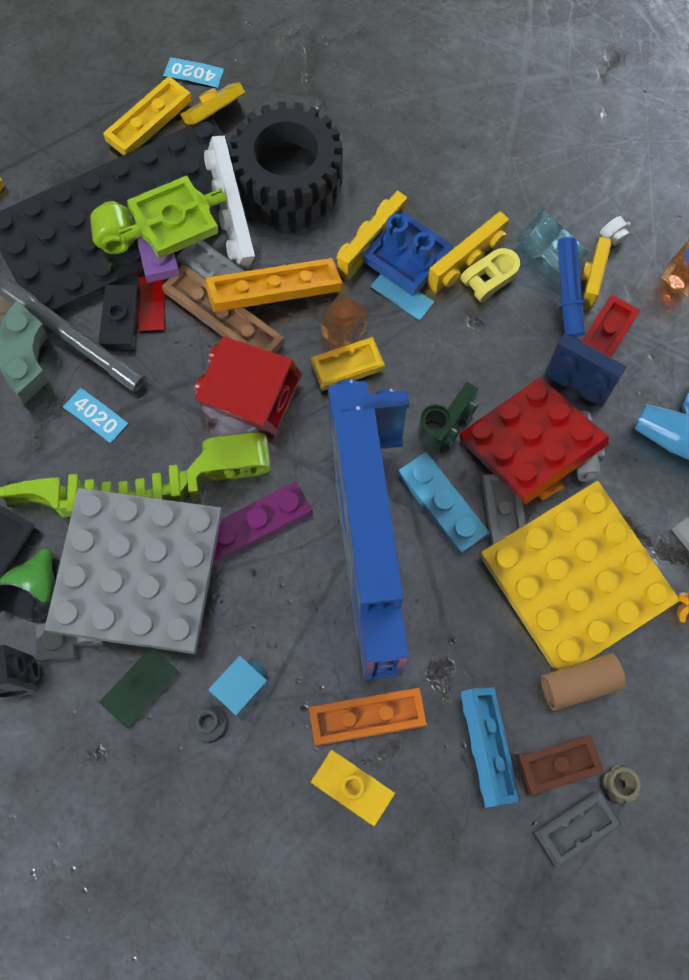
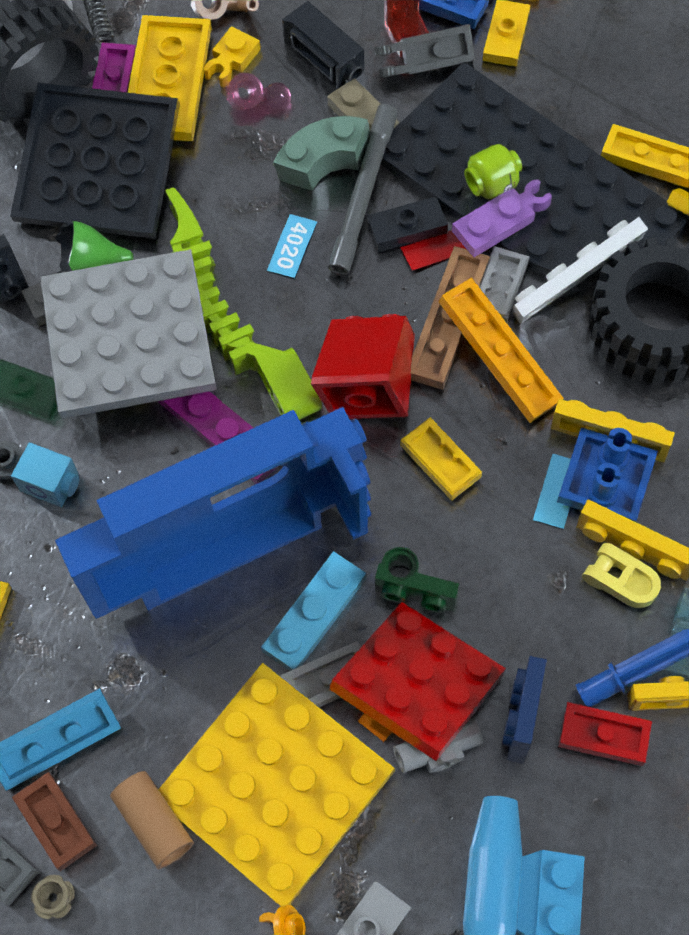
camera: 75 degrees right, 5 degrees down
(172, 216) = (524, 217): lime plate -> none
(344, 321) = (486, 436): clear orange brick -> none
(367, 716) = (51, 607): orange plate -> none

